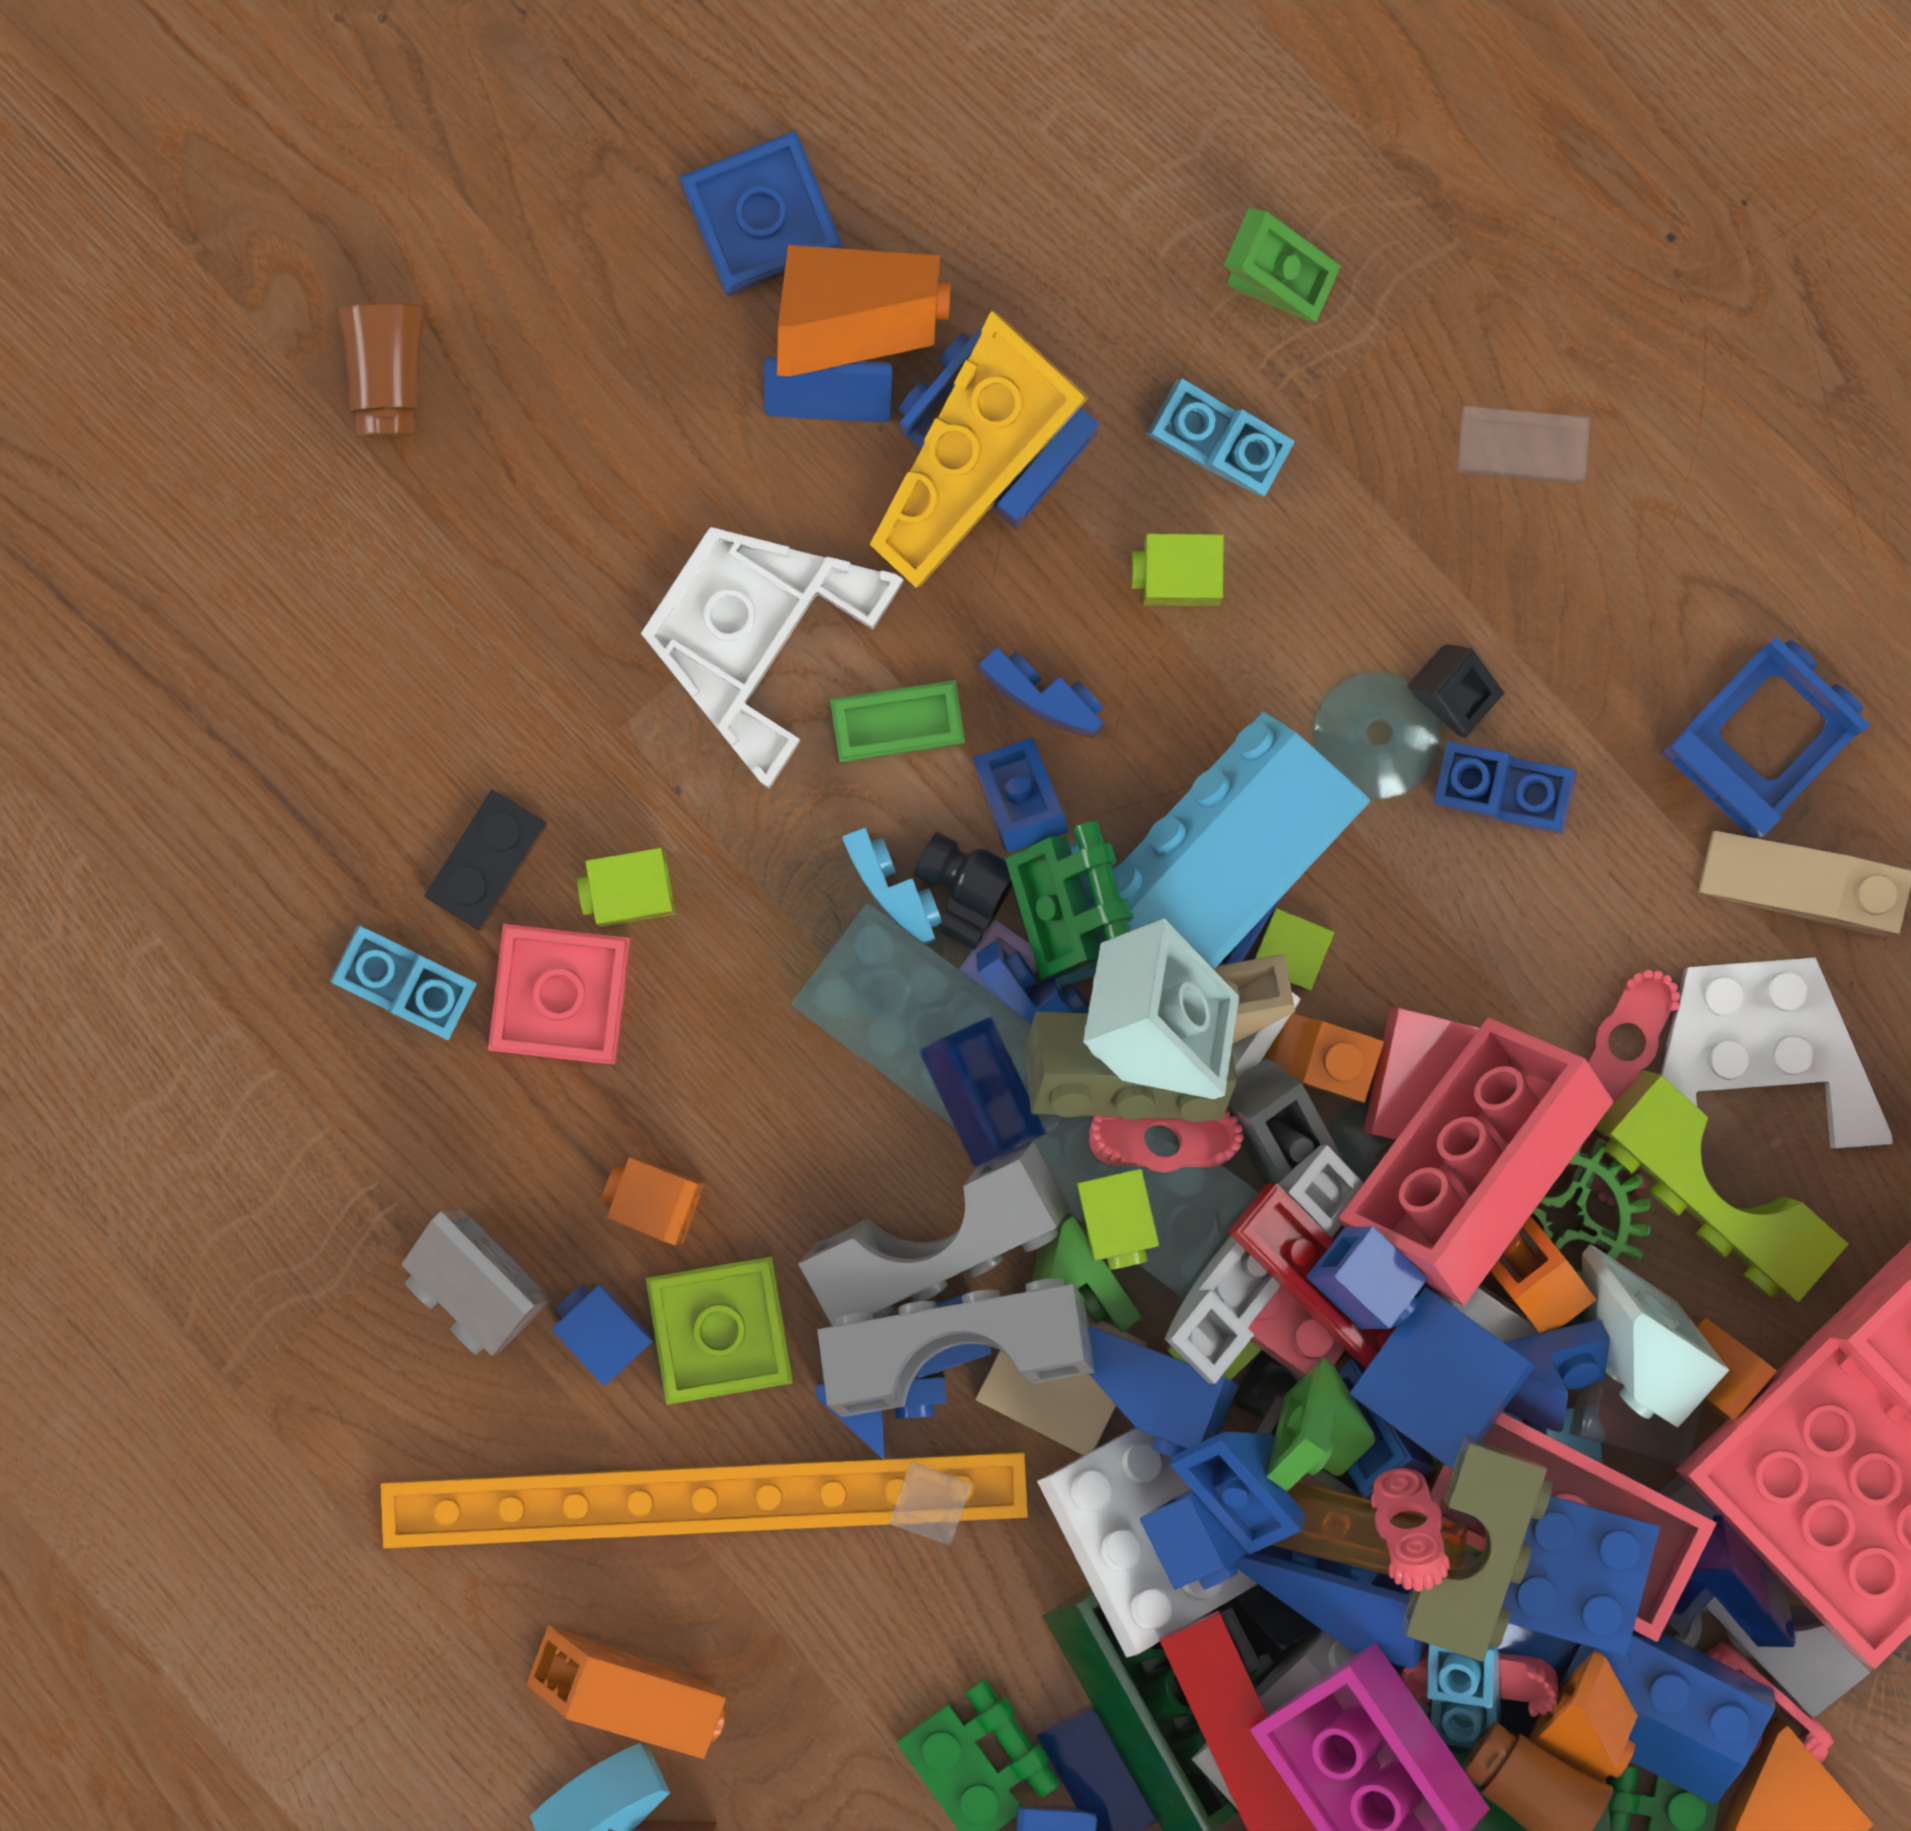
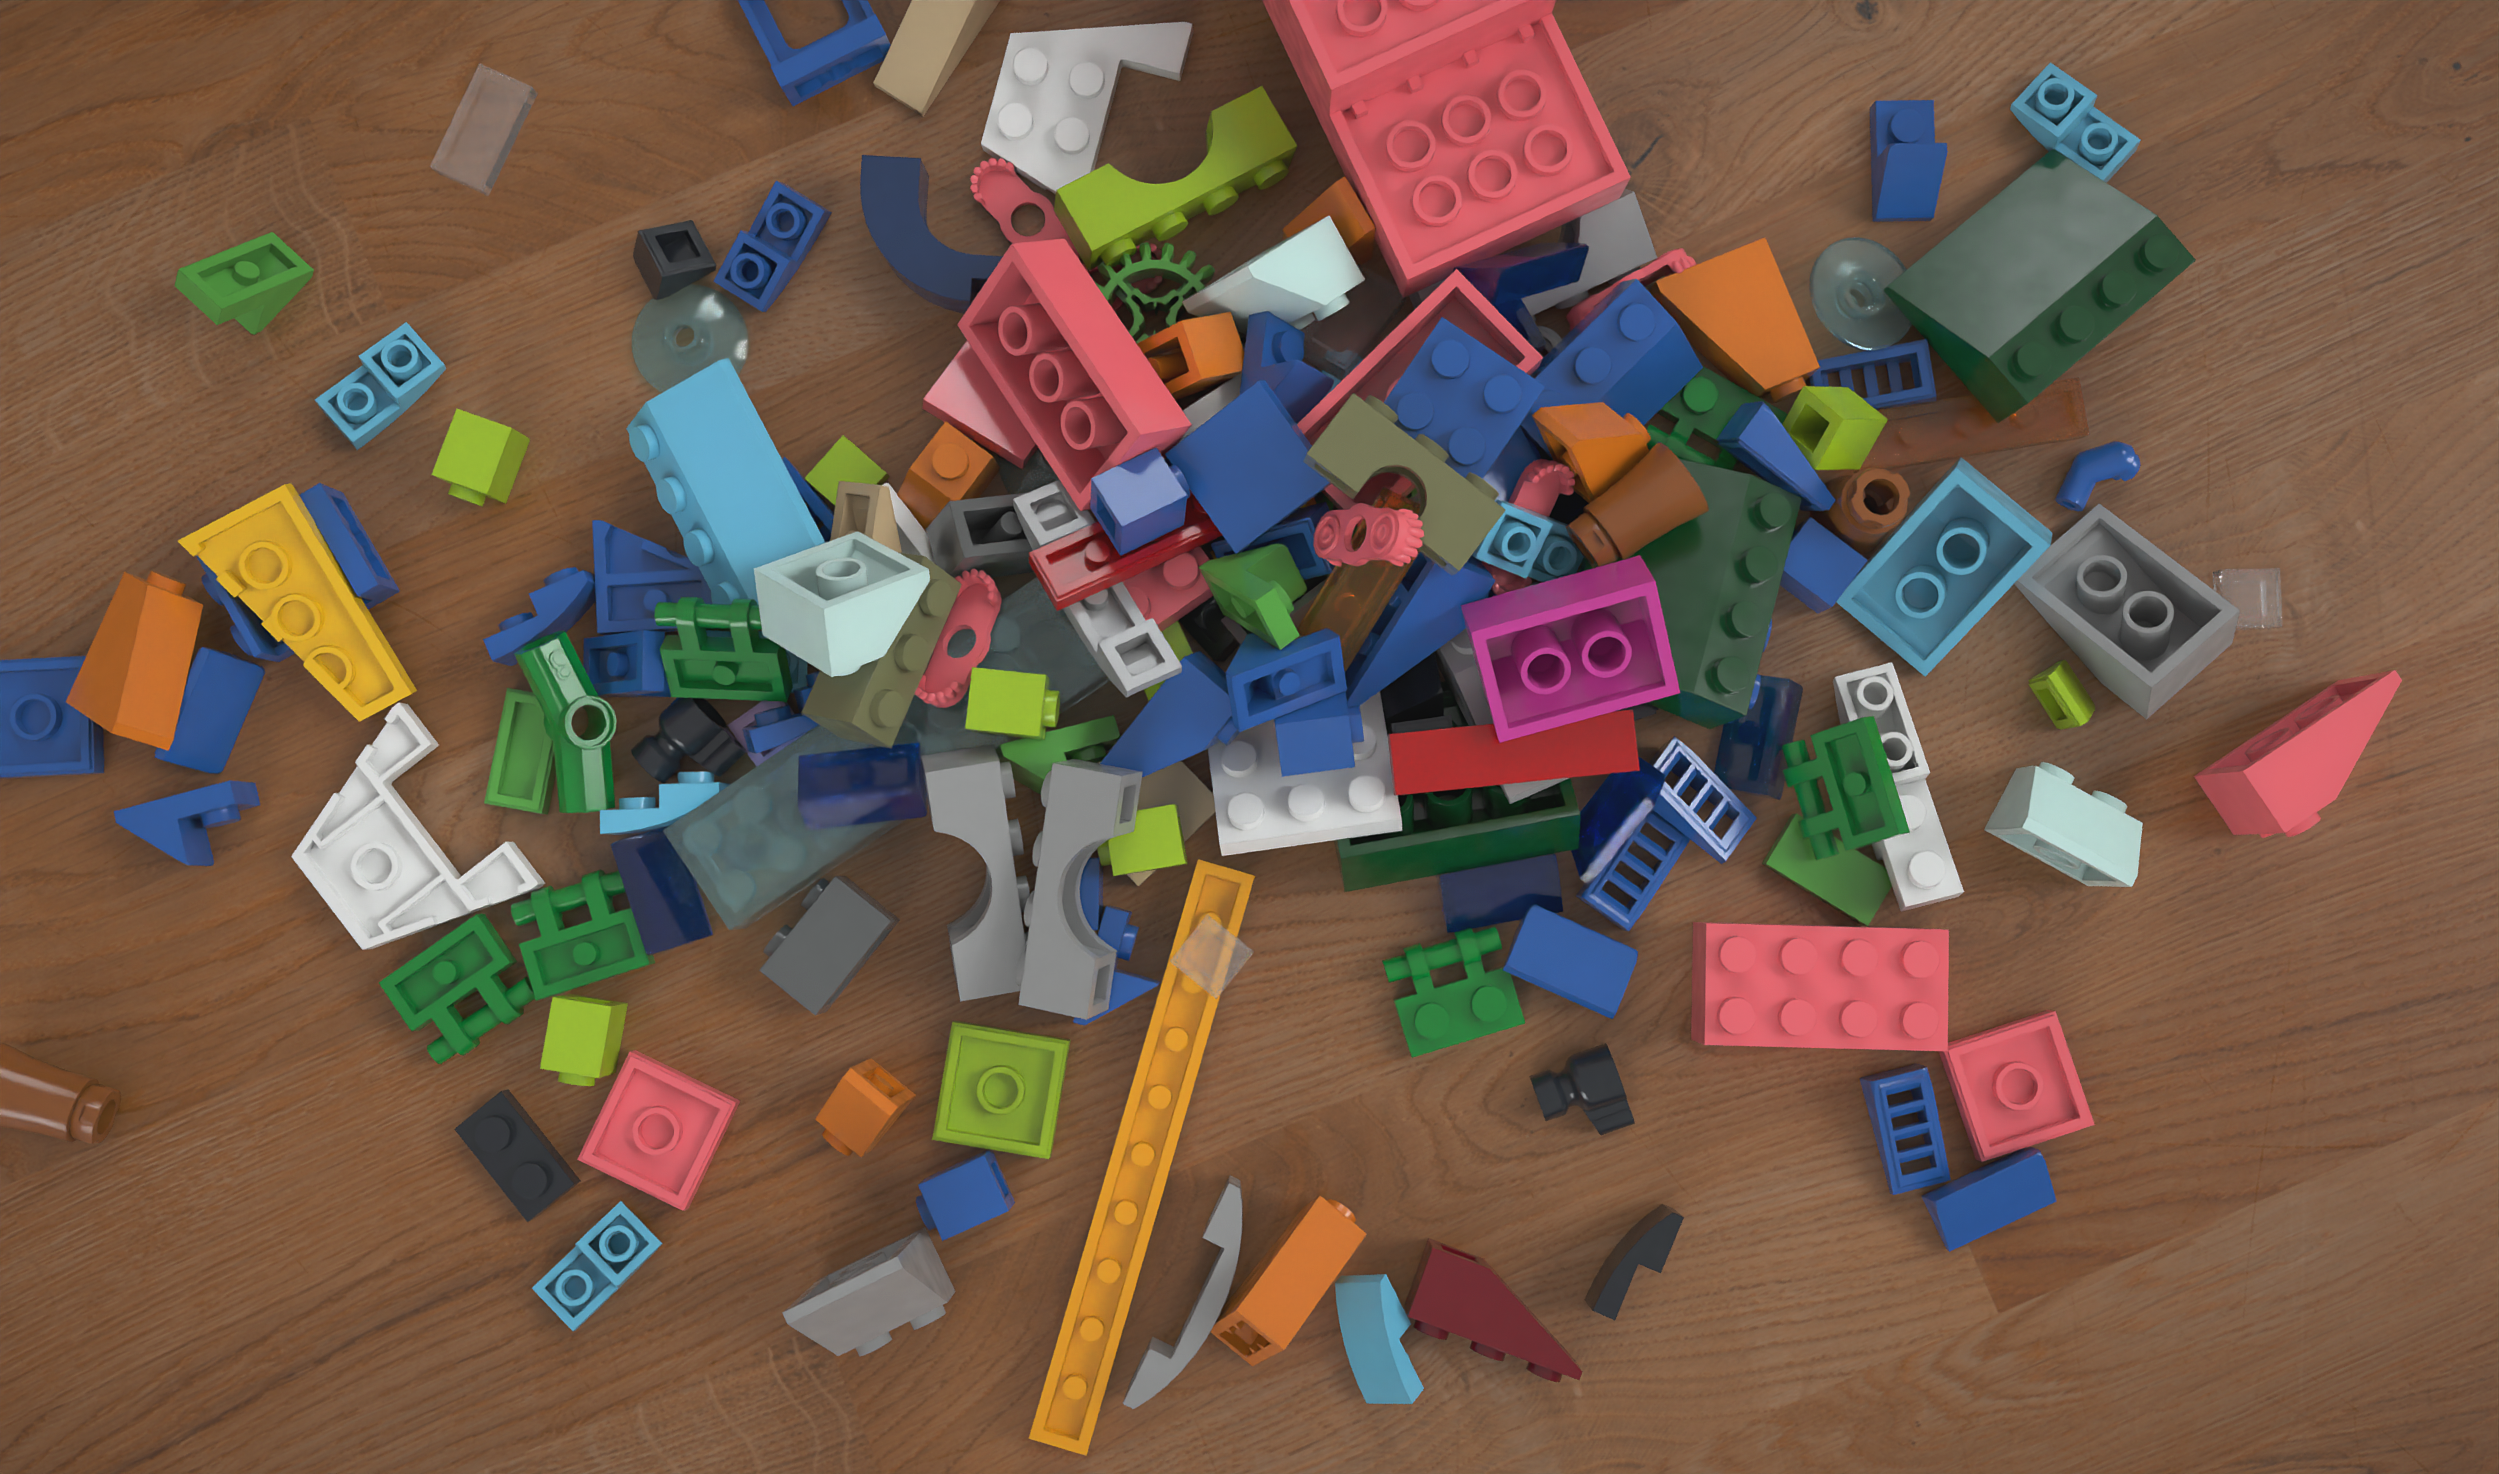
camera: 65 degrees left, 0 degrees up
(499, 1589) = (1164, 1362): none -> light grey slope
(646, 727) = (449, 973): none -> green plate
(705, 394) = (180, 821): none -> blue slope
(716, 859) = (585, 952): none -> green plate
(804, 912) = (660, 892): none -> clear blue slope
(809, 1103) = (827, 943): none -> dark grey brick
(970, 746) = (561, 688): none -> green piece
(1022, 1406) = (1152, 845): none -> lime brick
(1111, 780) = (635, 577): none -> blue wing
(1552, 935) = (896, 215): none -> dark blue arch

